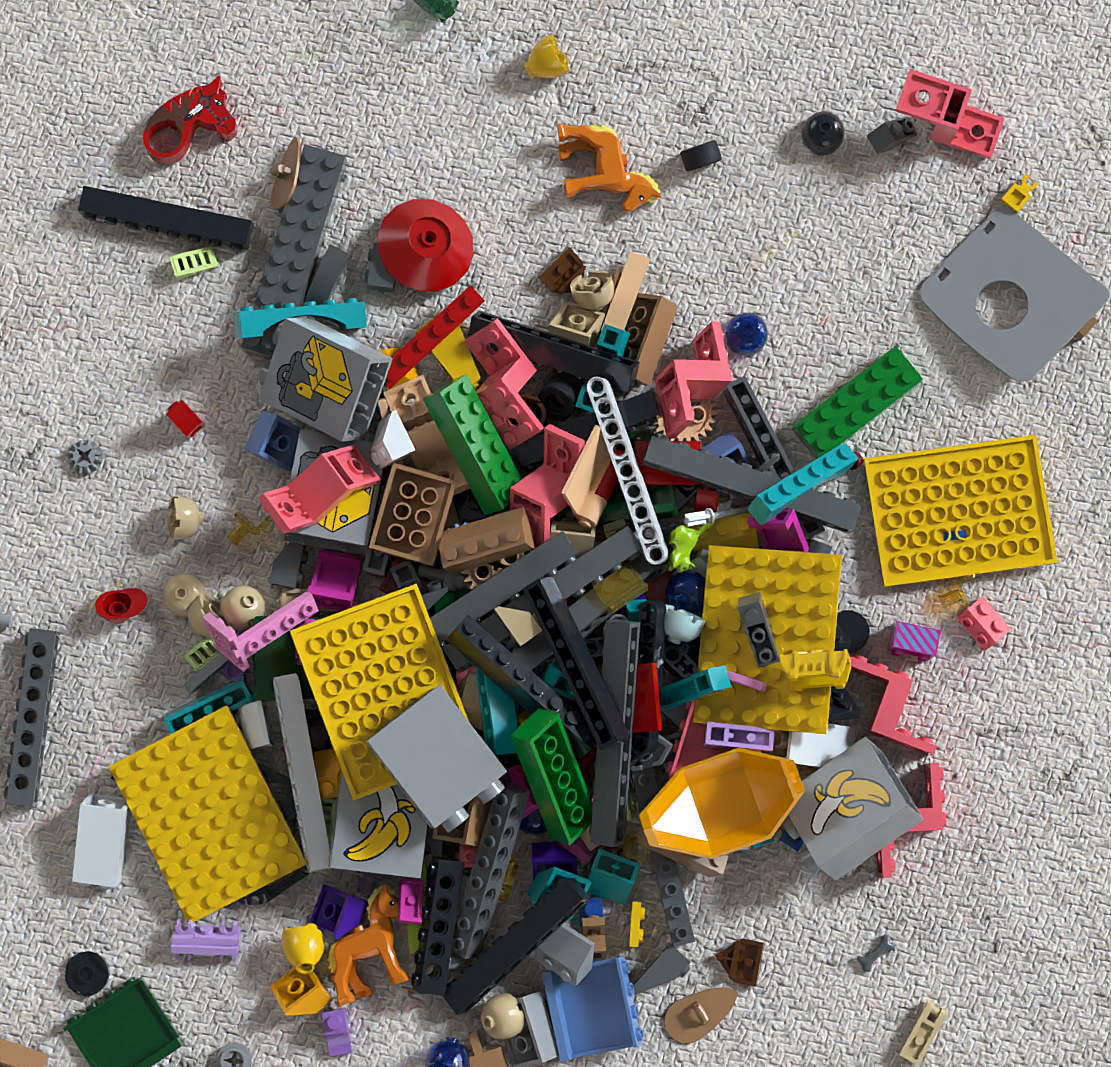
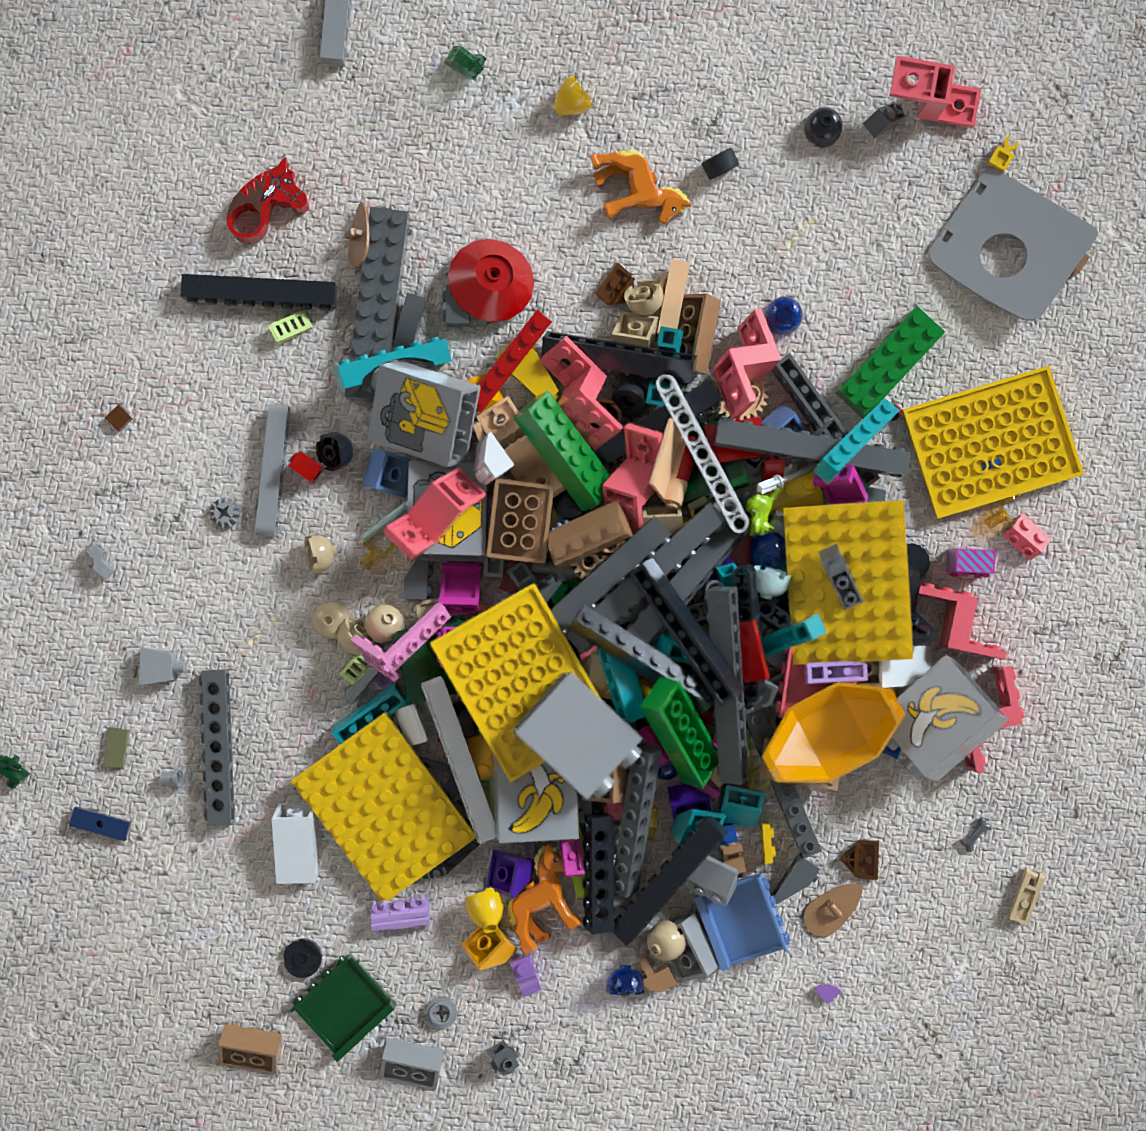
camera: 10 degrees left, 5 degrees up
(120, 605) = (277, 637): red piece -> none
(147, 418) = (272, 470): none -> light grey beam
(219, 406) = (334, 451): none -> black cylinder
(254, 498) = (385, 521): none -> light aqua bar
(519, 623) = (630, 604): tan slope -> none
(620, 588) = (712, 557): clear yellow plate -> none
(746, 681) = (836, 623): bright pink tile -> none
(817, 668) = (898, 604): yellow piece -> none

